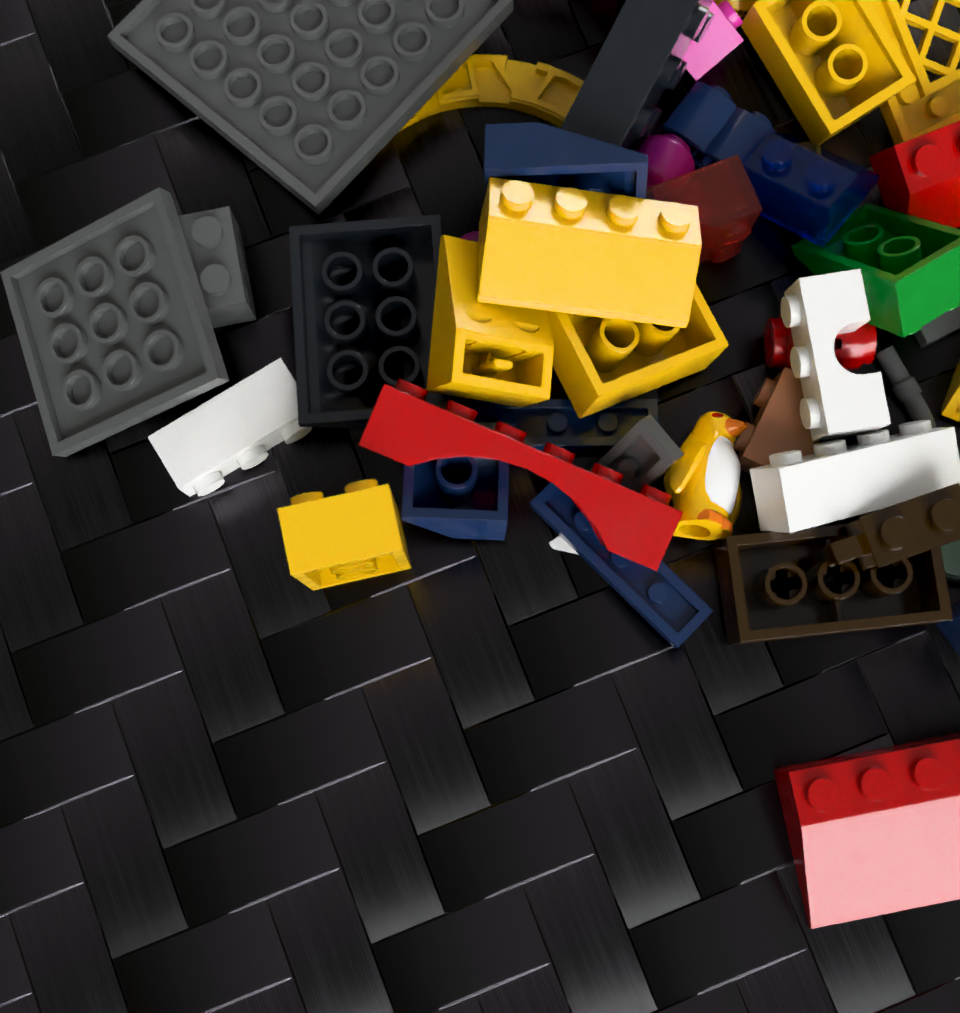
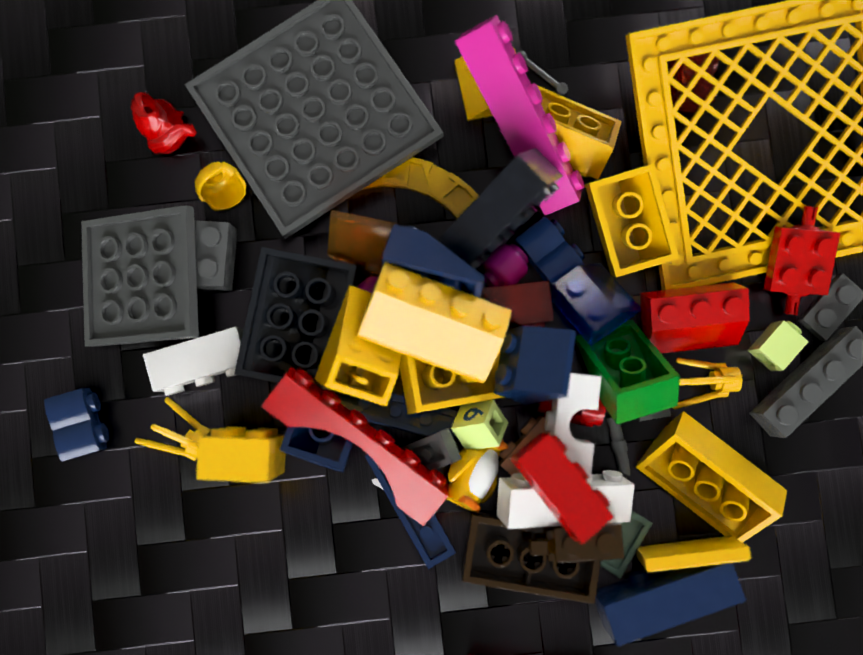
camera: 15 degrees right, 5 degrees up
(69, 575) = (76, 423): none -> dark blue brick
(84, 102) = (160, 123): none -> red hair
(200, 164) = (220, 186): none -> yellow hair
(263, 556) = (189, 442): none -> yellow plant
(437, 177) = (358, 240): none -> clear orange slope
(694, 402) = (480, 425): none -> yellowish green brick
(756, 281) = (535, 364): none -> dark blue slope
(857, 441) = (563, 486): none -> red brick

